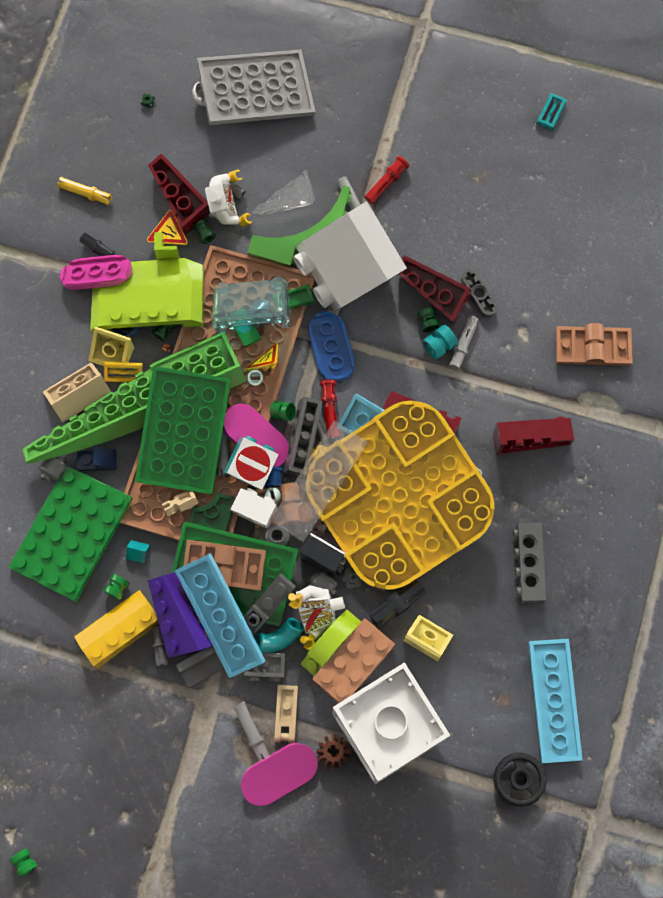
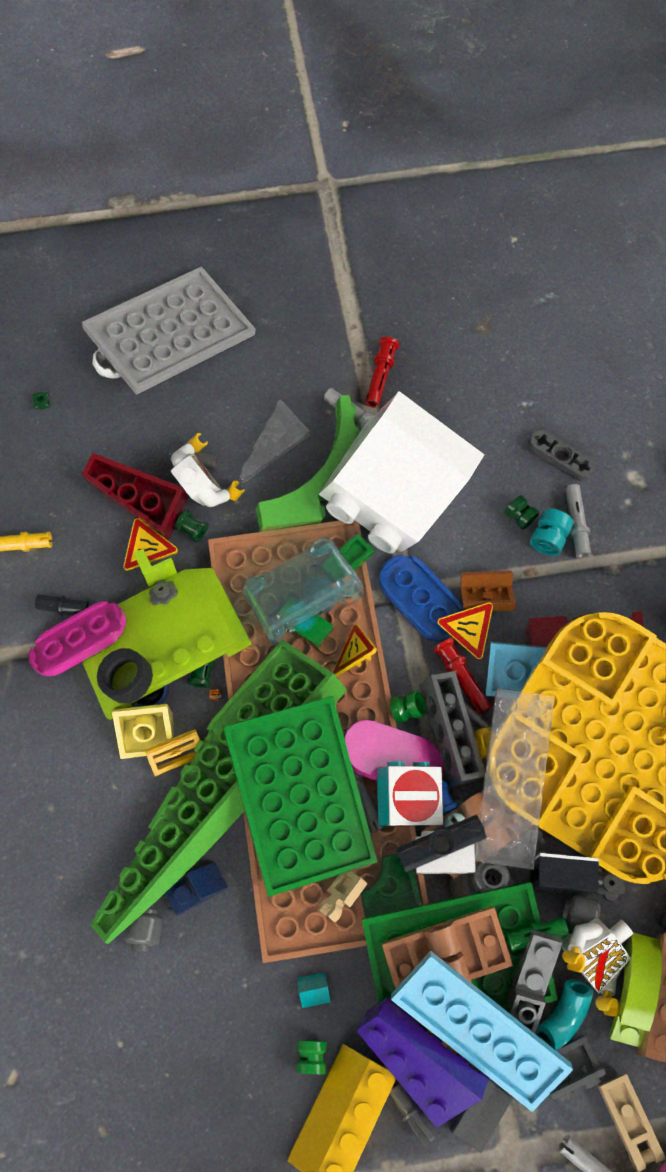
camera: 25 degrees left, 5 degrees down
(71, 533) = (211, 1014): green plate -> none
(76, 392) = (125, 808): tan slope -> none
(104, 300) = (112, 663): none -> black tyre
(163, 266) = (162, 592): none -> dark grey plant
(239, 496) = (459, 836): none -> black piece
(255, 373) = (356, 685): light aqua hinge -> none
(298, 581) = (519, 939): none -> green pin
(350, 379) = (469, 627): none -> piece
(375, 361) = (486, 587): none -> dark orange bracket
(437, 288) = (519, 471): dark red wedge -> none
(546, 123) = (524, 235): teal tile -> none

